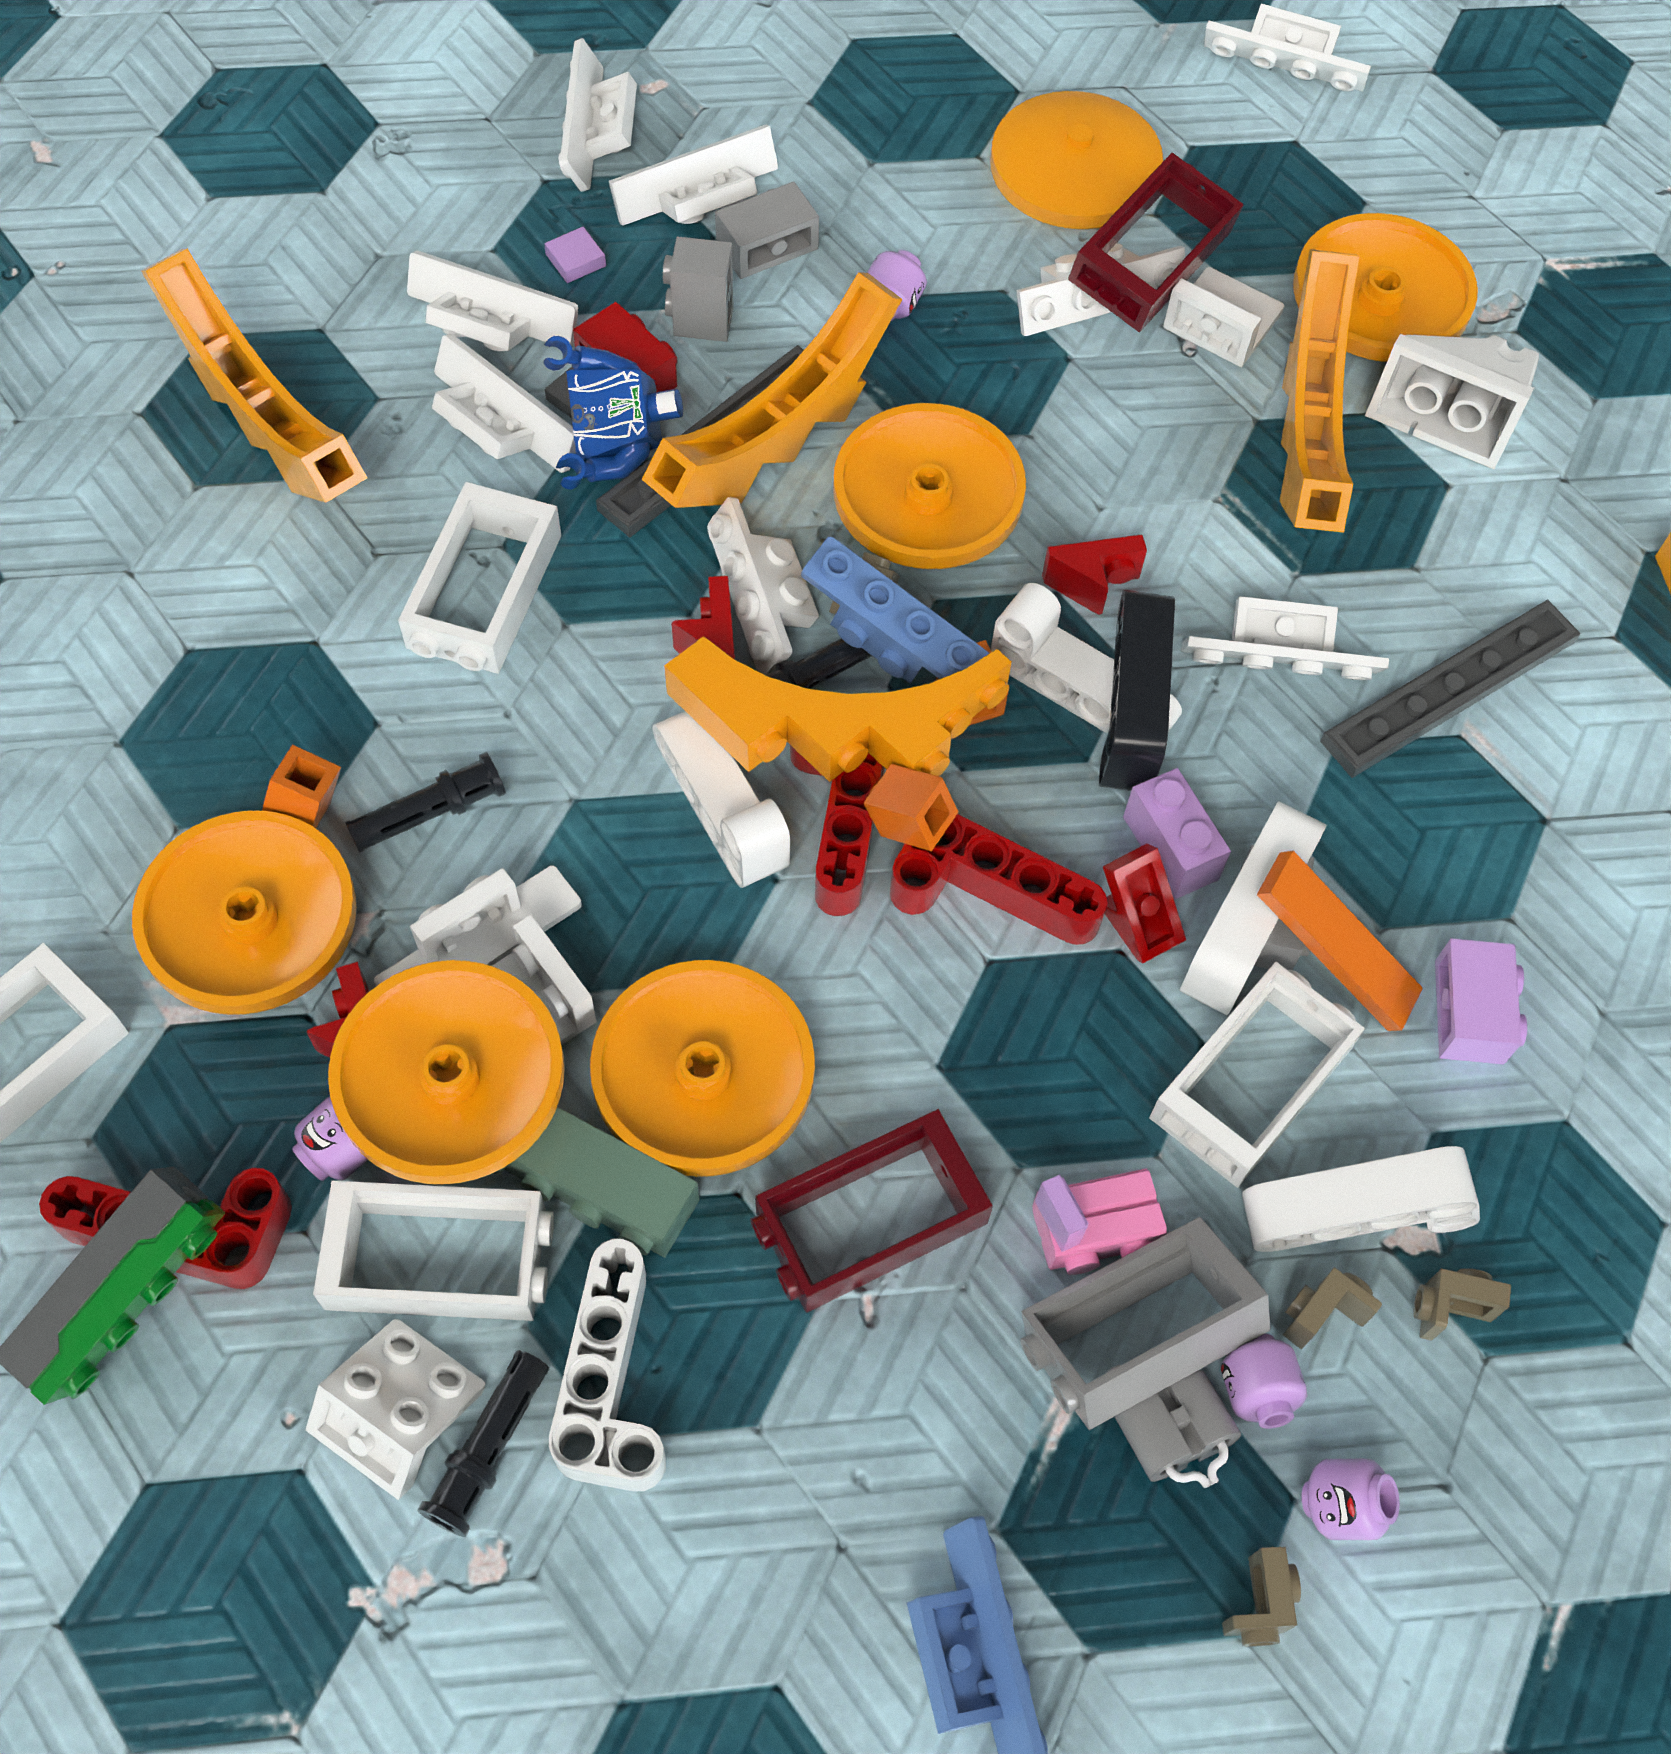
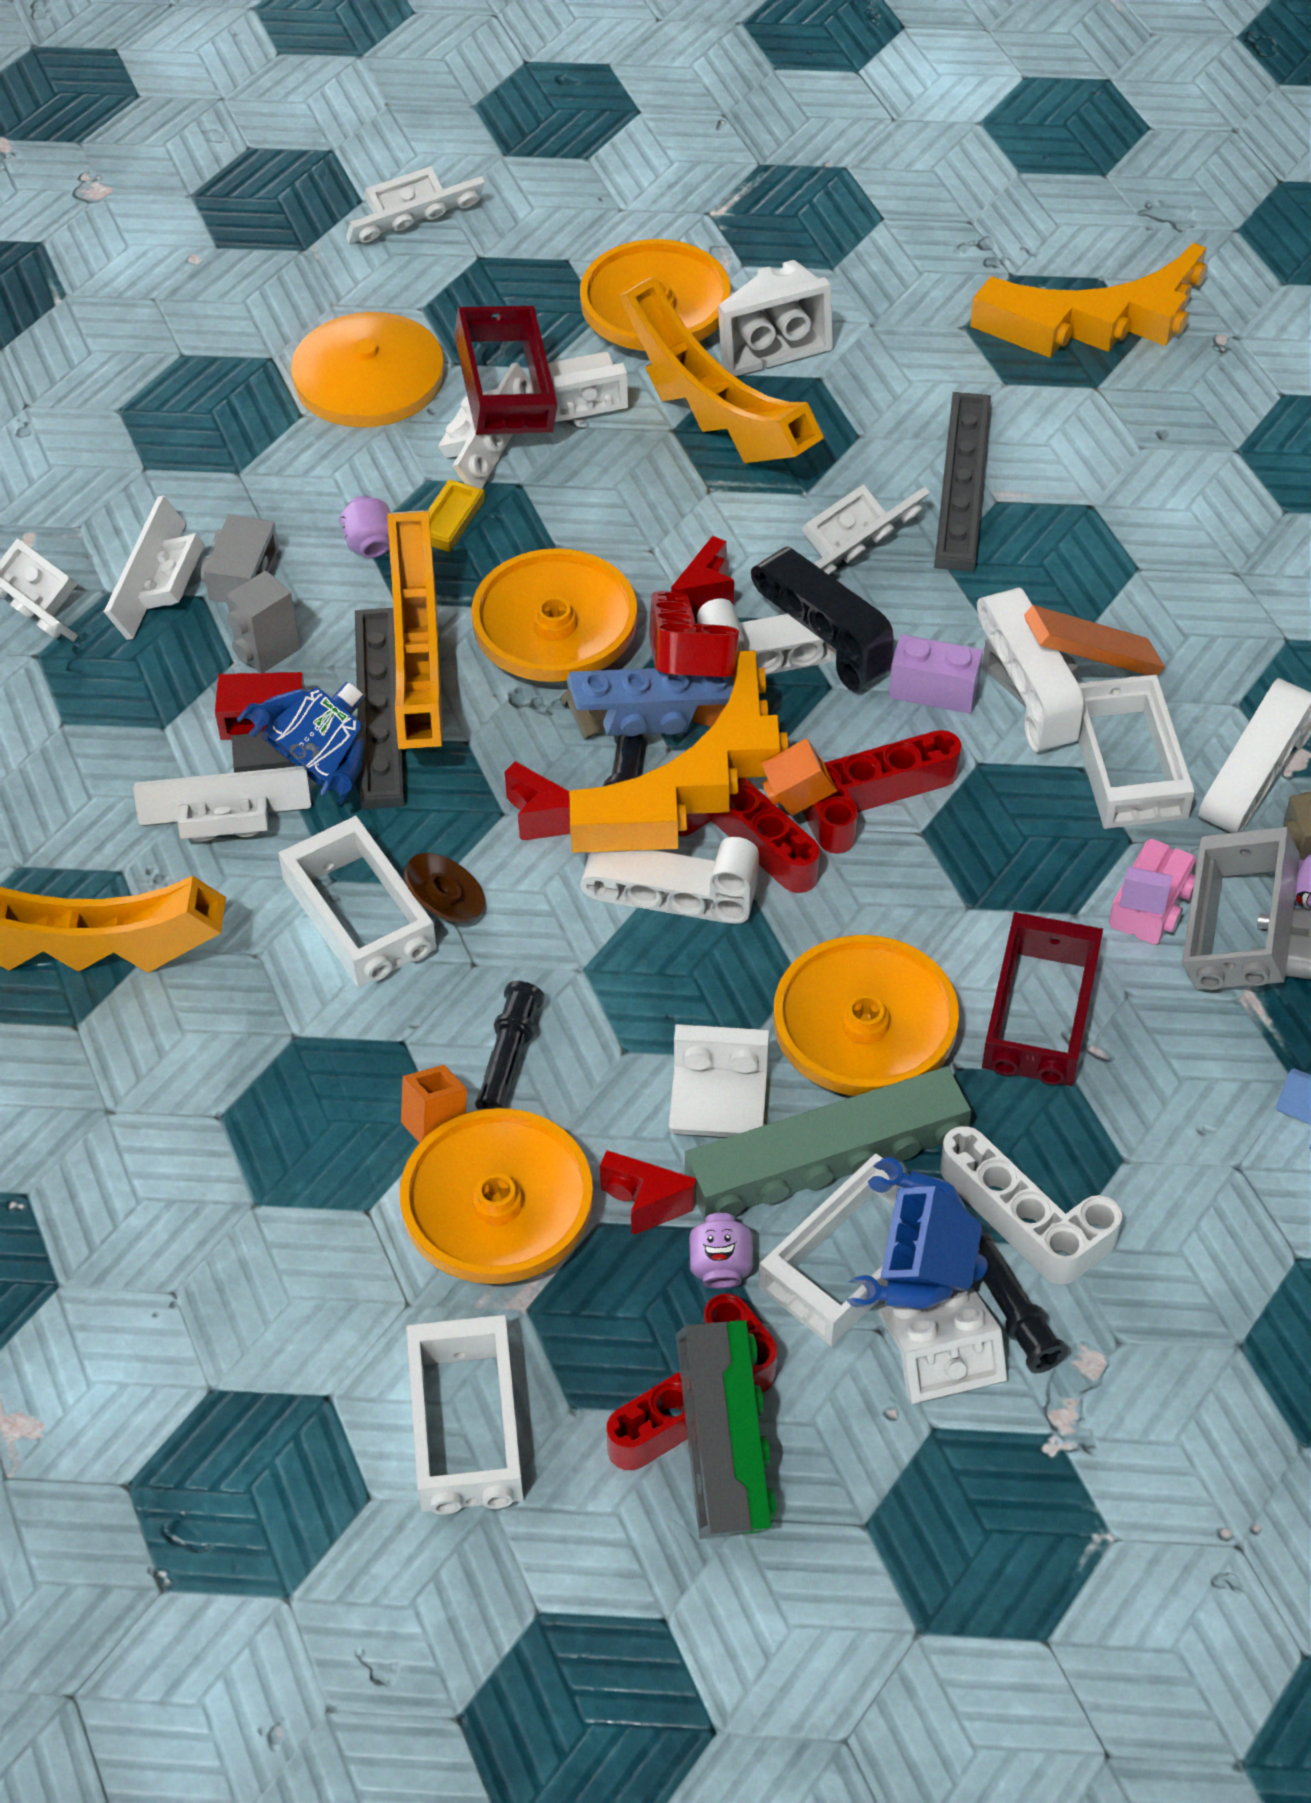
camera: 45 degrees left, 10 degrees down
(446, 1072) = (755, 1134): light orange dish -> none
(448, 1318) = (928, 1244): none -> blue torso
(481, 919) = (642, 1082): white bracket -> none
(486, 306) = (124, 752): white bracket -> none
(566, 618) = (444, 887): none -> reddish brown dish
(575, 254) = (130, 679): lavender tile -> none
(762, 585) = (516, 739): white bracket -> none
(967, 595) = (688, 647): none -> red beam
(976, 333) = (453, 513): none -> yellow tile
(1142, 903) = (968, 719): red slope -> none
(1479, 1001) = (1182, 618): lavender brick -> none

